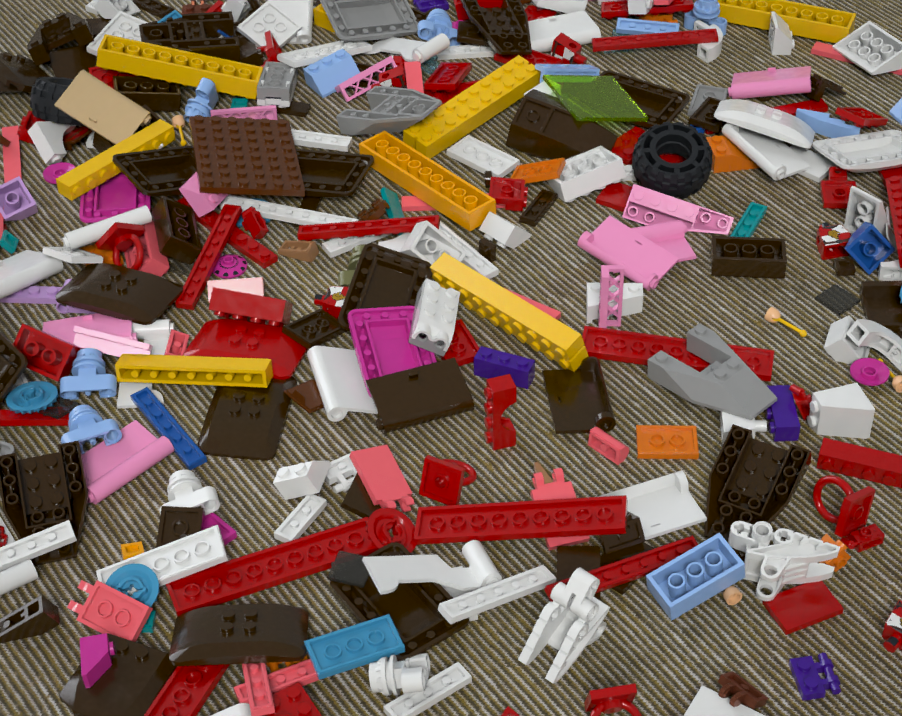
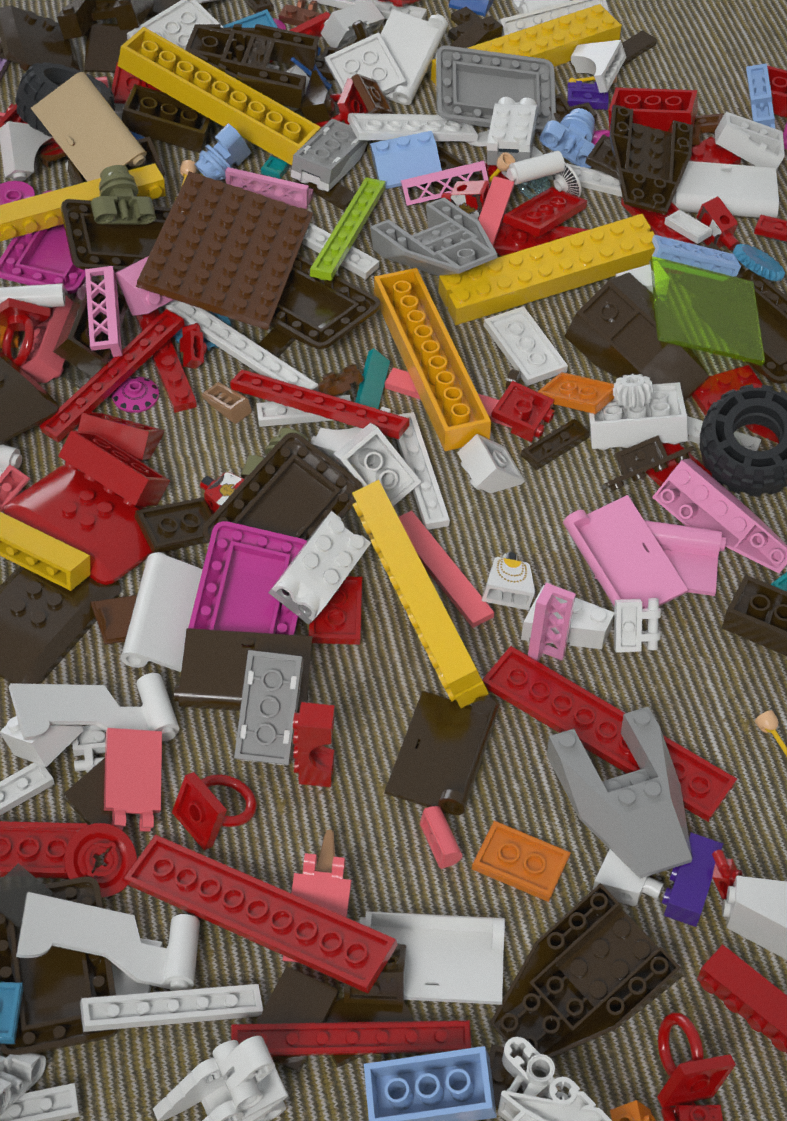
camera: 20 degrees right, 10 degrees up
(150, 145) = (119, 199): none -> olive beam
(187, 211) = (111, 310): none -> bright pink fence
(284, 38) = (371, 95): none -> reddish brown tile
(306, 449) = (67, 704): none -> white door
(319, 123) = (347, 229): none -> lime plate
(399, 33) = (512, 129): none -> white piece
(406, 52) = (503, 163): none -> light nougat hinge
(452, 54) = (567, 181): none -> white dish
(452, 405) = (268, 707): none -> light grey piece
(487, 249) = (451, 486): dark brown plate -> none
(495, 363) = (374, 669): dark purple brick -> none
(549, 57) = (688, 226): none -> white tile
(562, 291) = (509, 583): none -> white torso
(576, 156) = (633, 390): none -> white gear
(601, 197) = (642, 458): none -> dark brown bracket
(607, 65) = (759, 262): none -> dark azure gear
(655, 289) = (628, 625): none -> white plate

